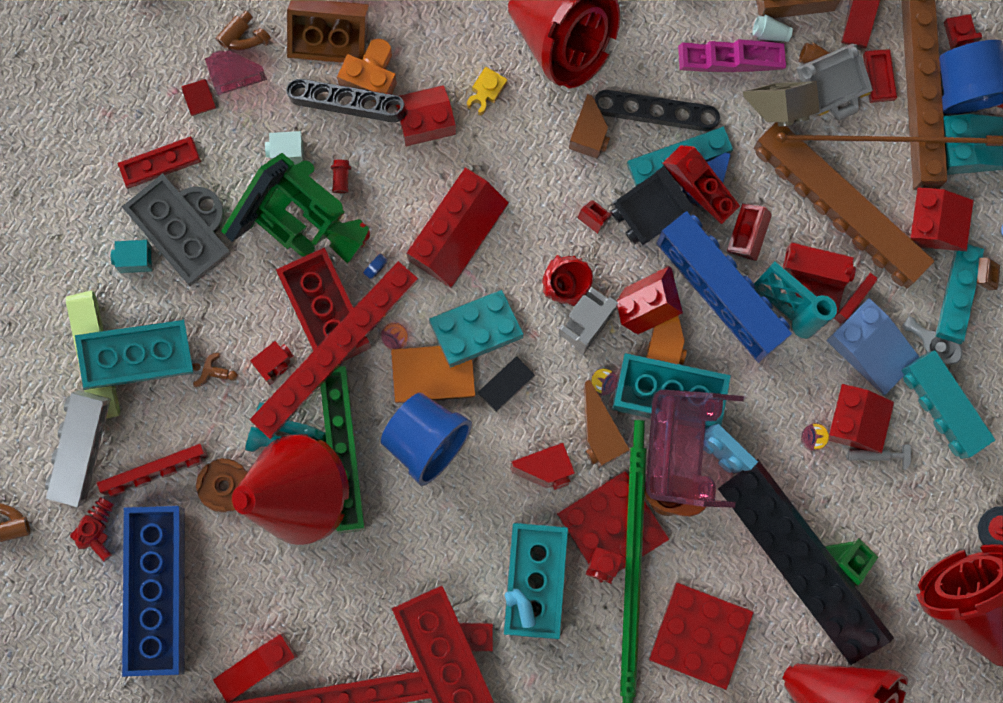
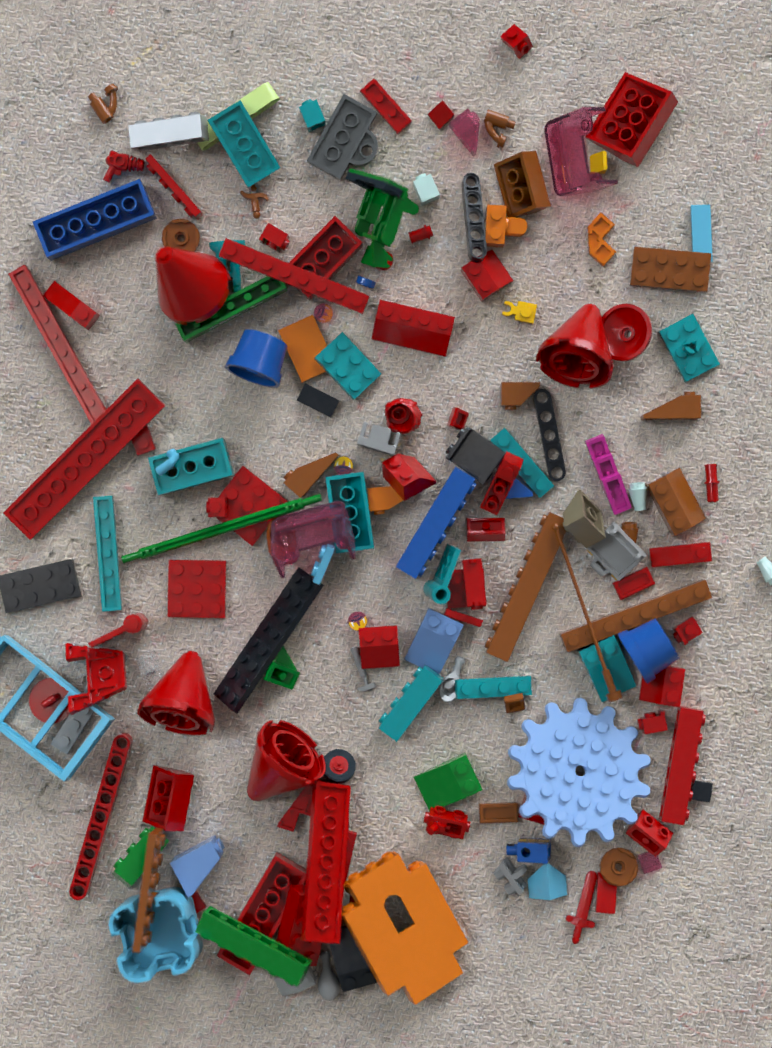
camera: 75 degrees right, 10 degrees up
(546, 467) = (268, 447): red slope -> none
(941, 220) = (539, 658): red slope -> none

